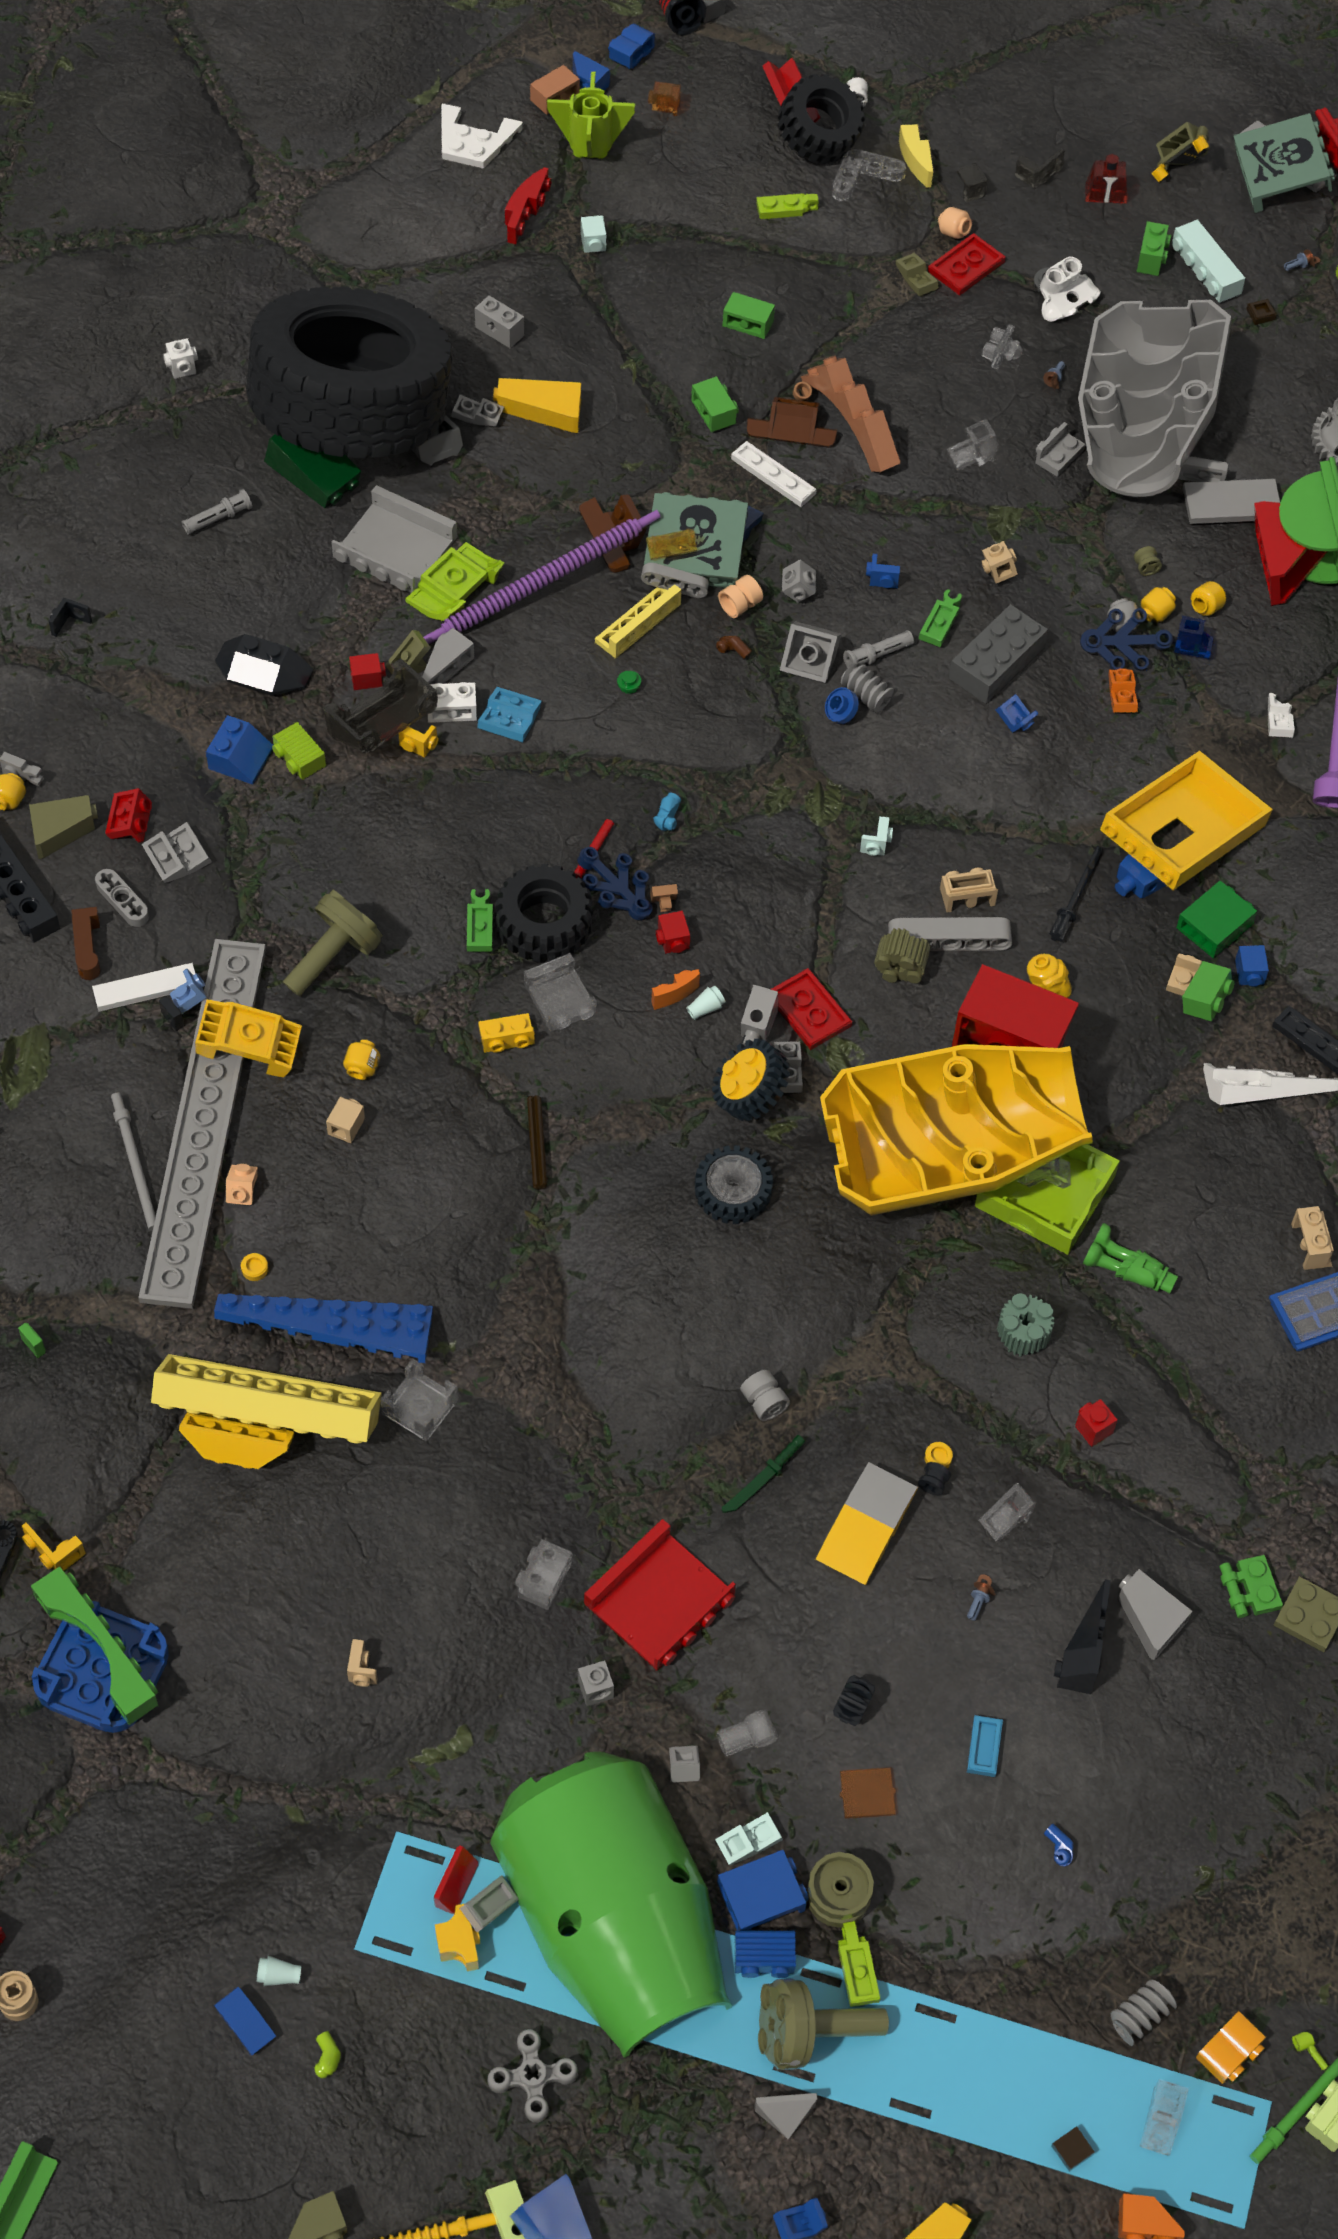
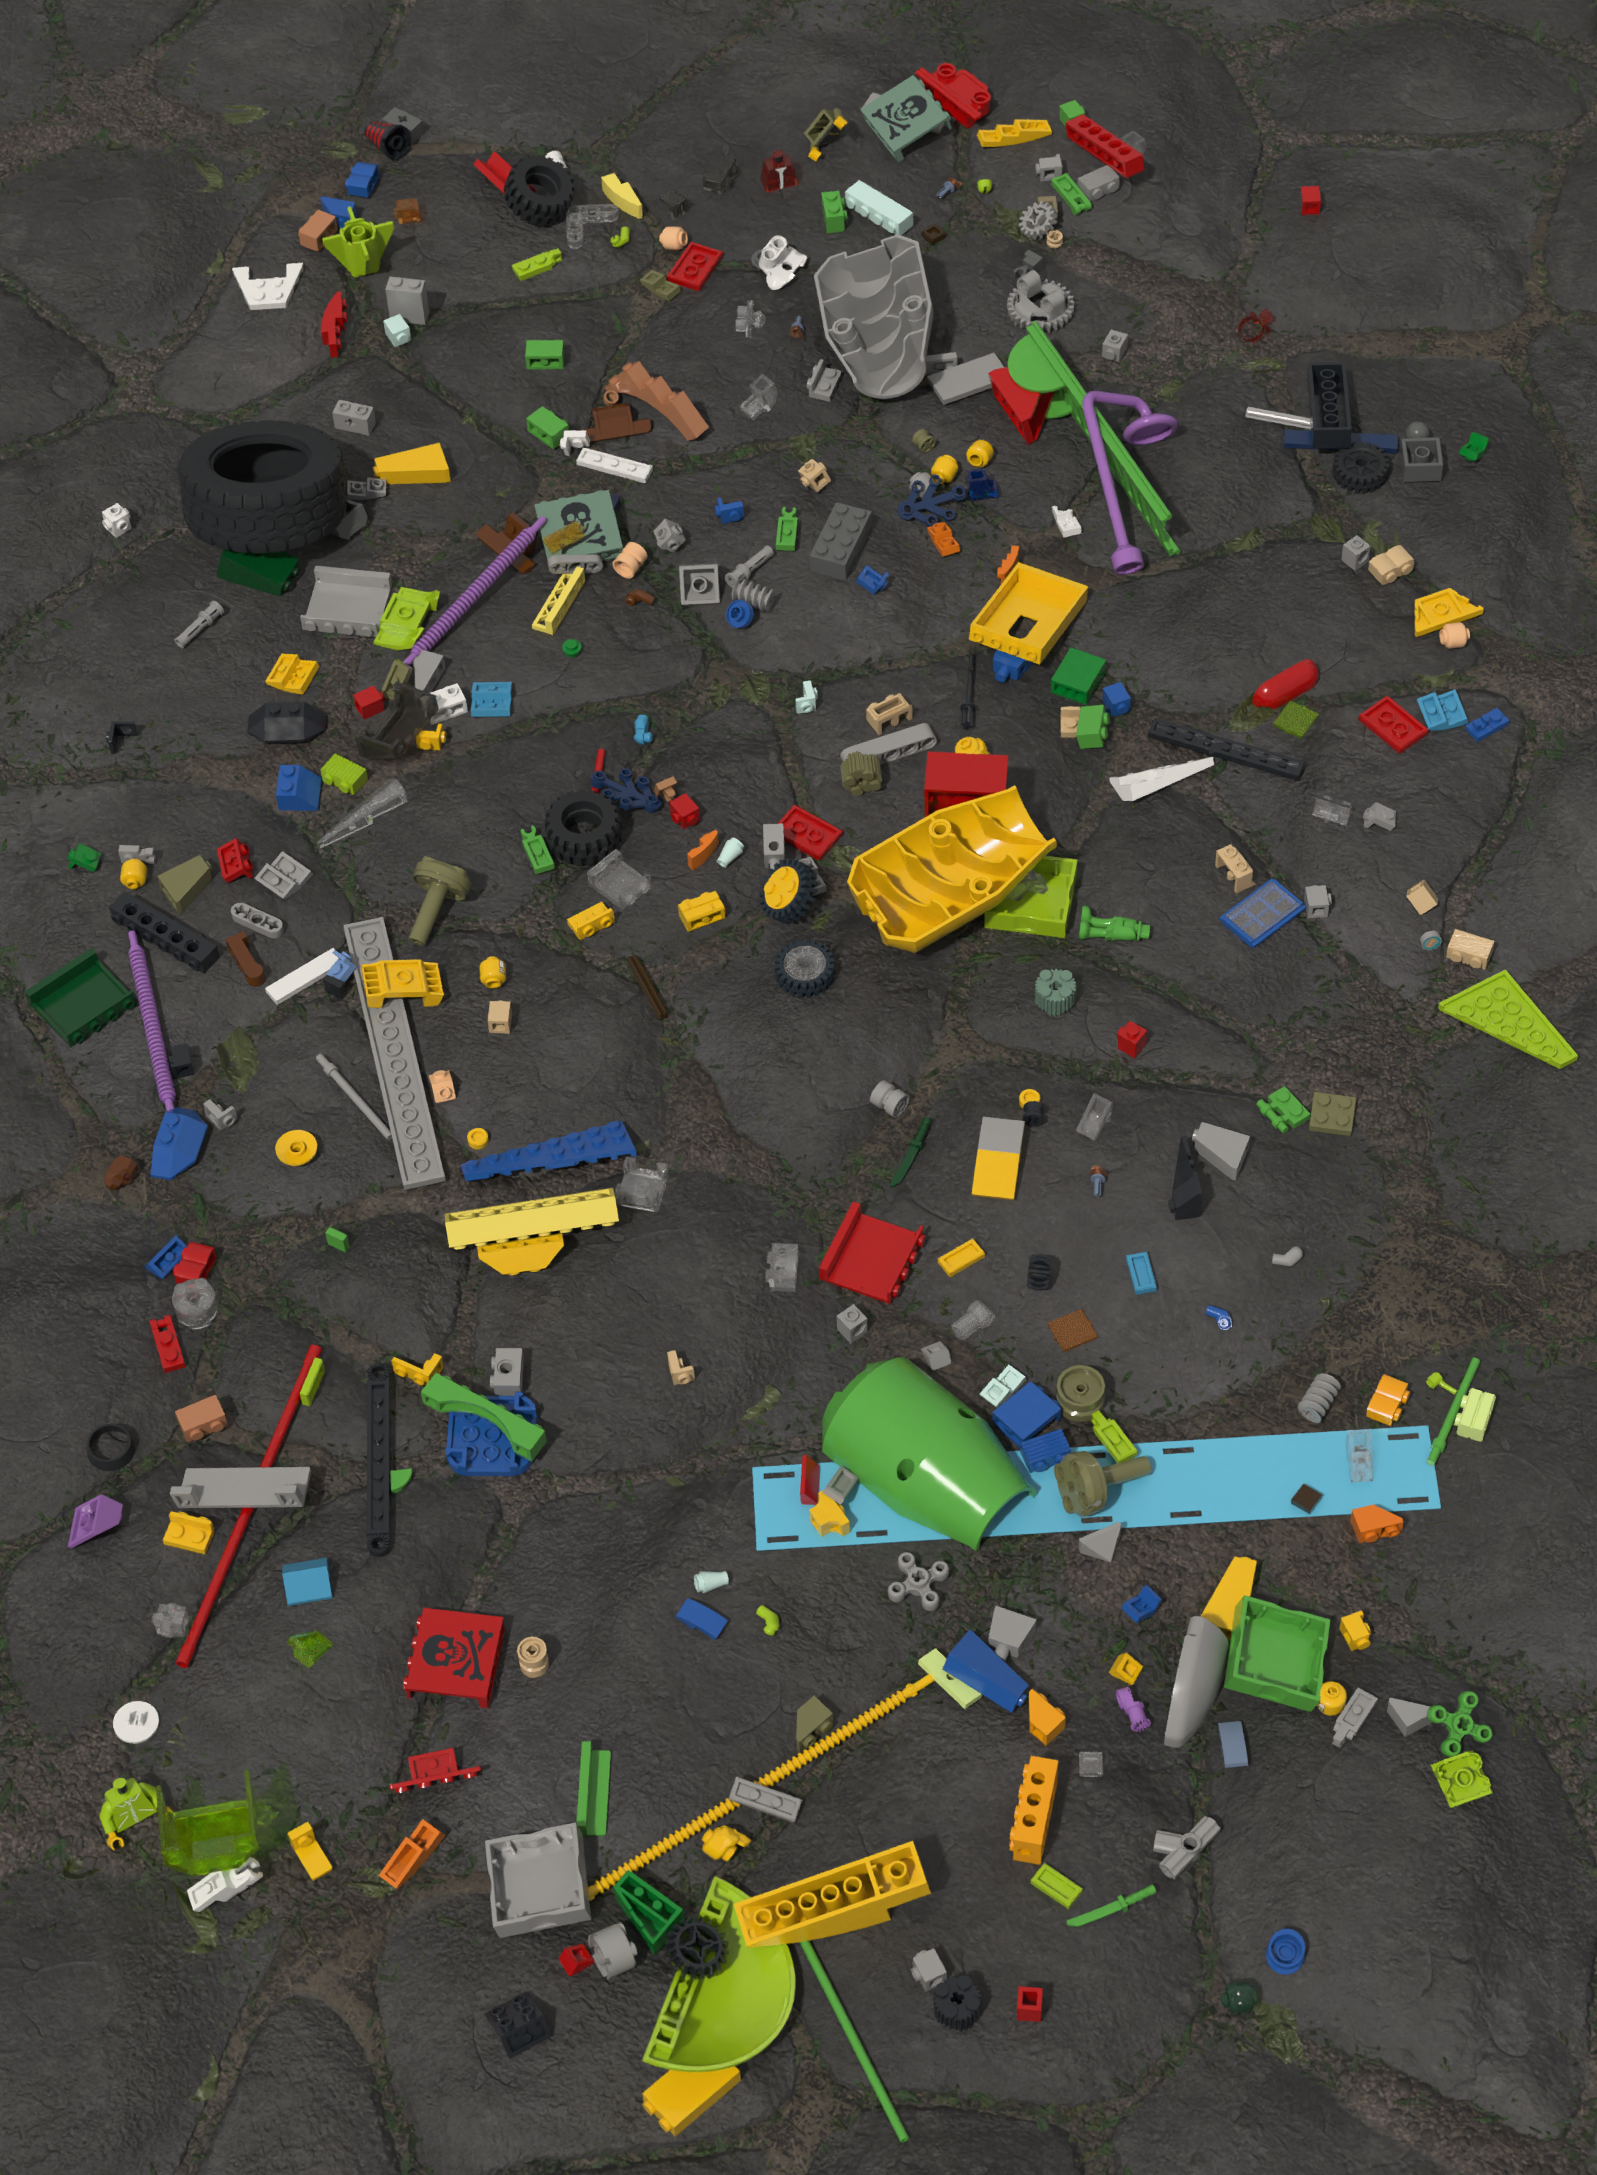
camera: 15 degrees left, 5 degrees down
(35, 1194) = (296, 1141): none -> yellow dish
(156, 1606) = (507, 1360): none -> light grey brick
(296, 607) = (292, 674): none -> yellow slope
(327, 798) = (380, 801): none -> clear wedge
(616, 2196) = (1010, 1632): none -> light grey torso
(618, 201) = (408, 299): none -> light grey brick
(640, 1066) = (701, 910): none -> yellow brick
(739, 427) = (574, 439): none -> white bracket
(768, 1640) = (961, 1257): none -> yellow tile
(891, 207) = (623, 239): none -> lime arm
(1181, 1796) = (1289, 1258): none -> light grey arm
(1186, 750) = (1009, 564): none -> orange slope

